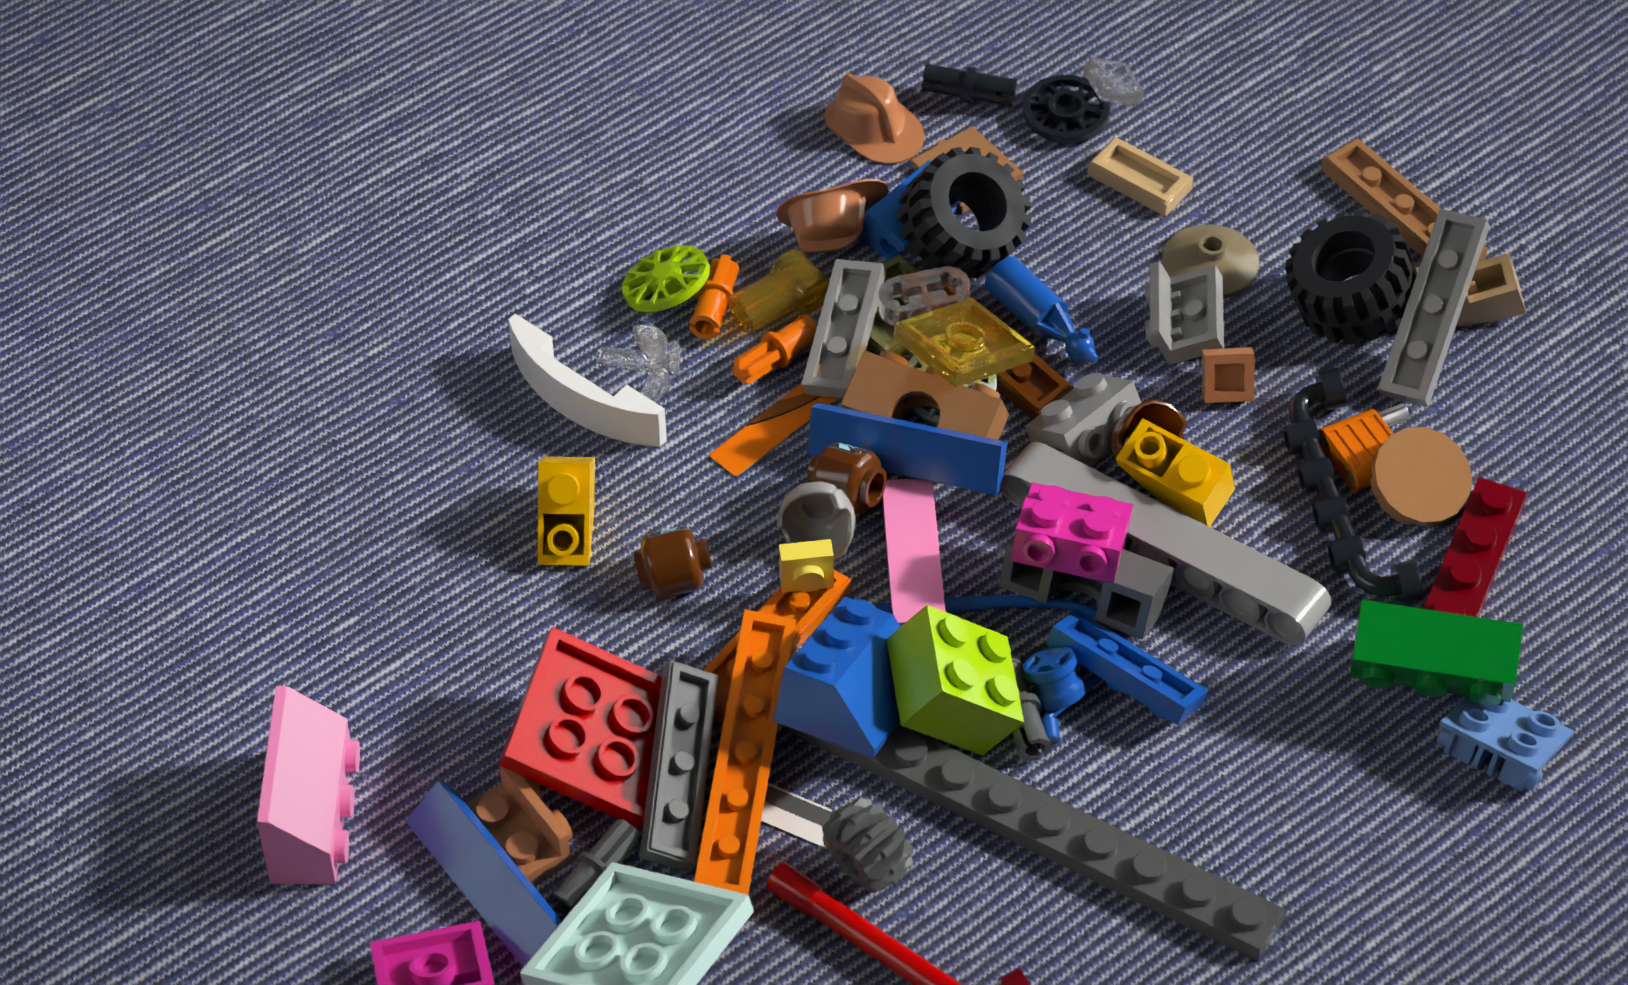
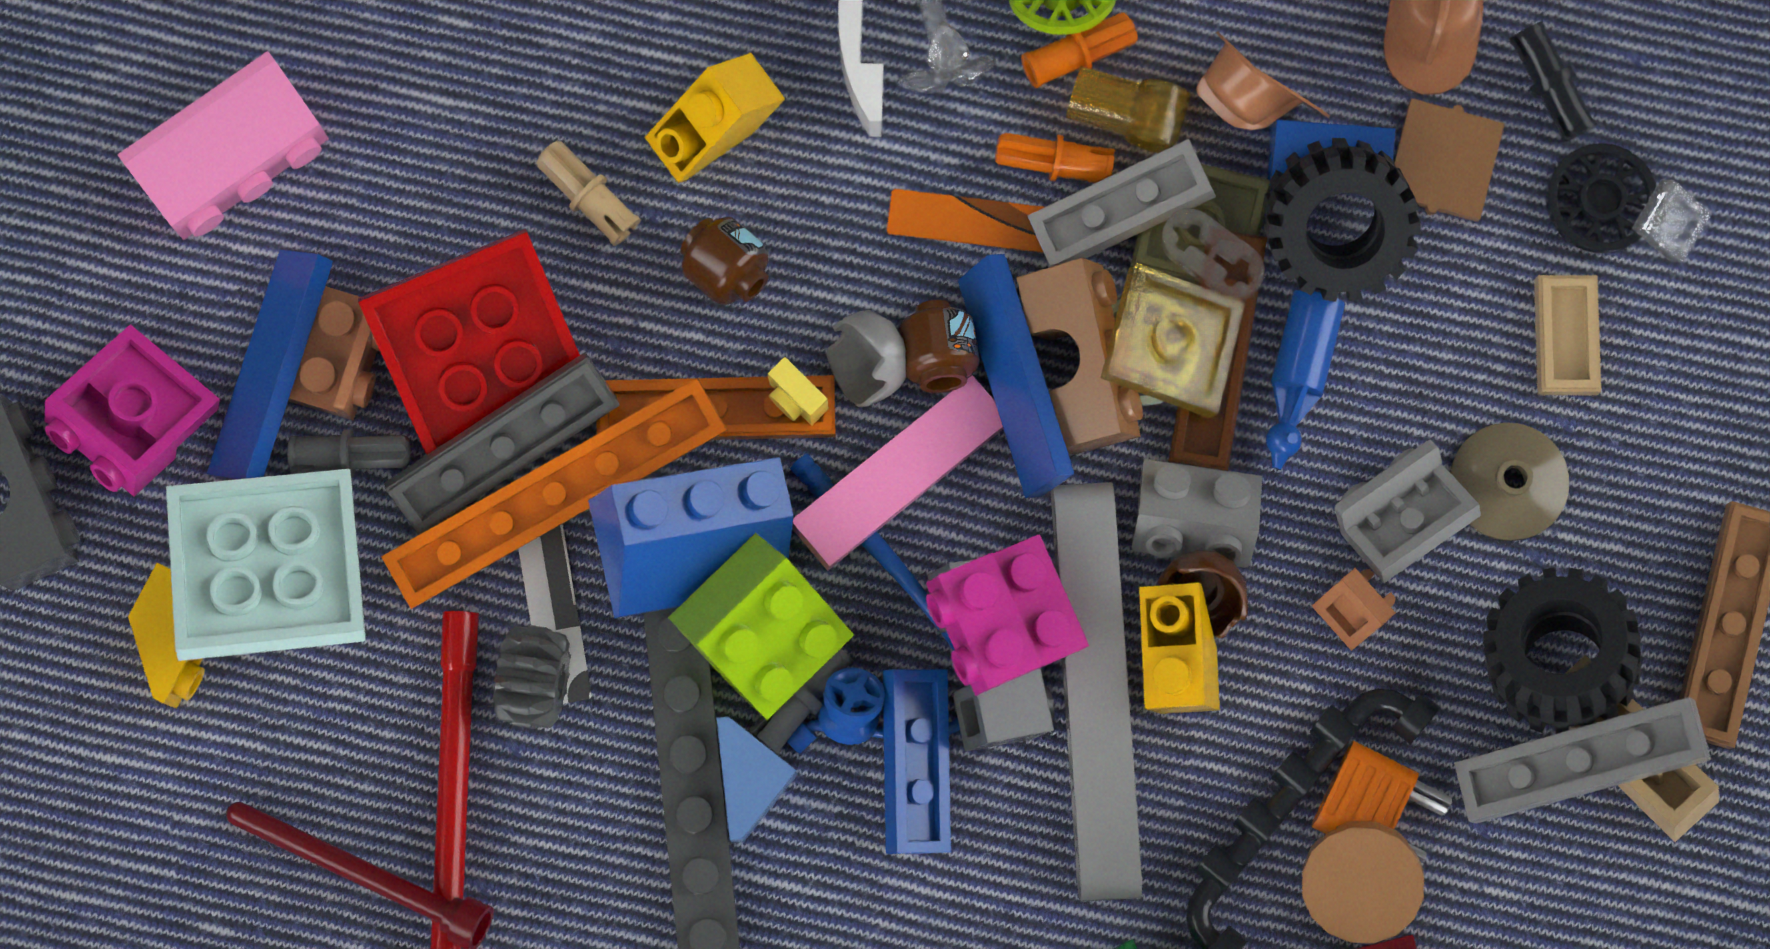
camera: 50 degrees right, 30 degrees up
(545, 613) = (587, 192): none -> tan axle
(1052, 764) = (751, 778): none -> medium blue slope

